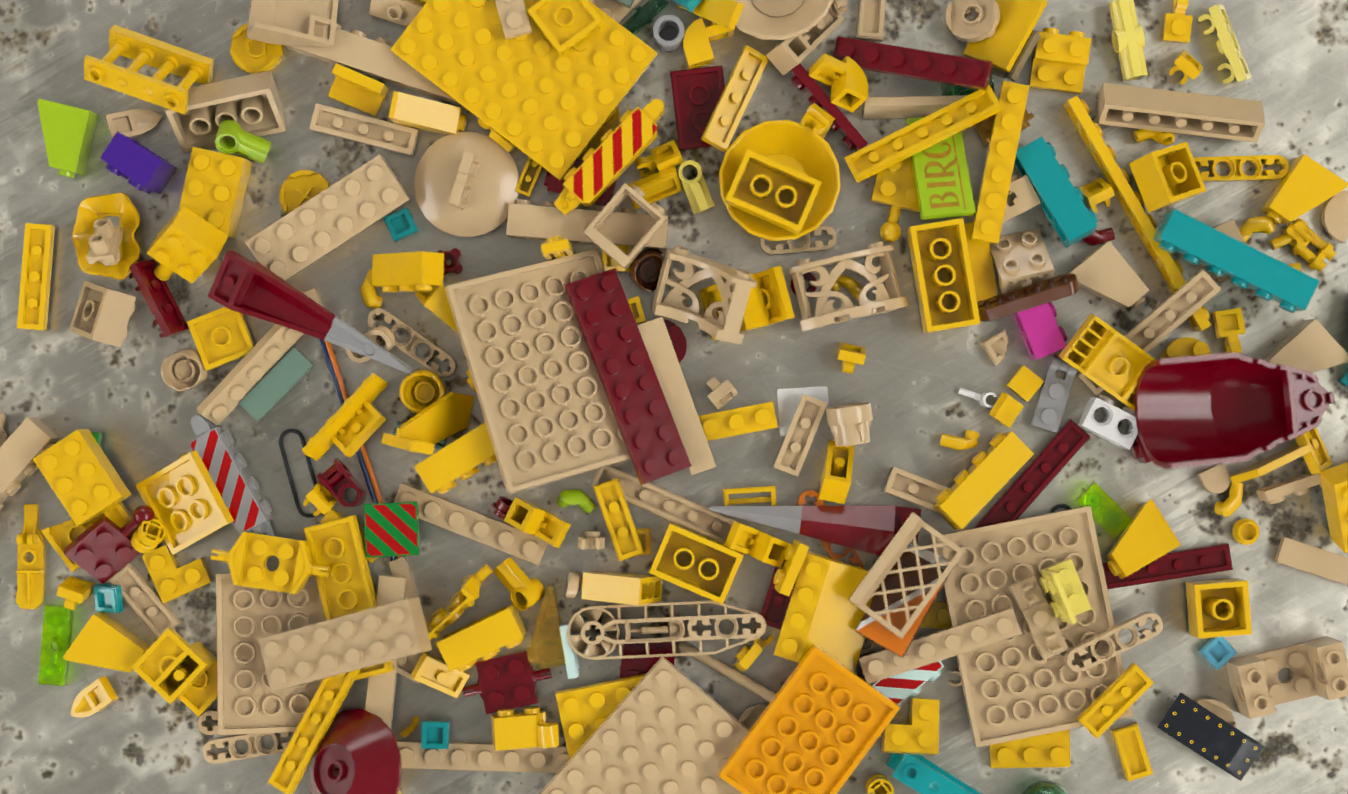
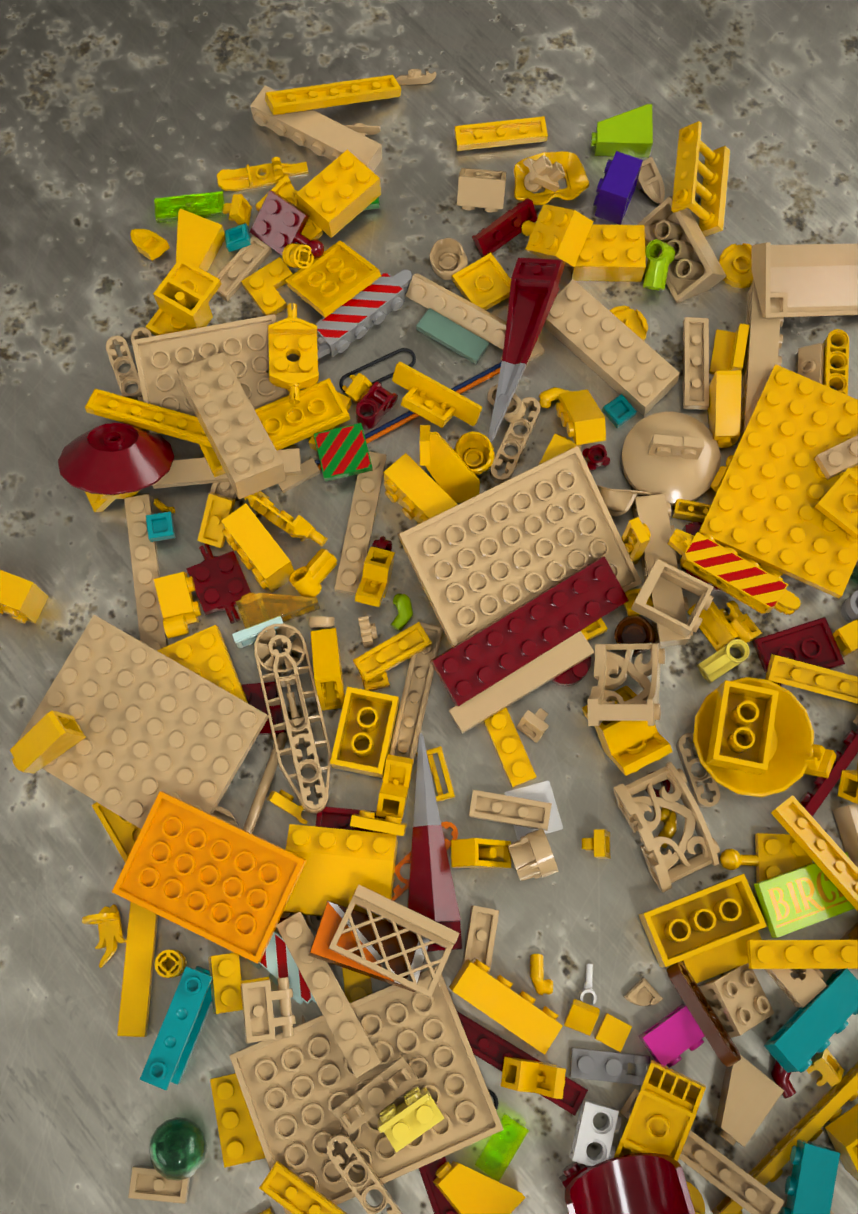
camera: 75 degrees right, 15 degrees down
(503, 255) = (619, 500): none -> tan piece
(941, 713) = (258, 1010): none -> tan plate
(1051, 468) = (533, 1077): none -> yellow brick

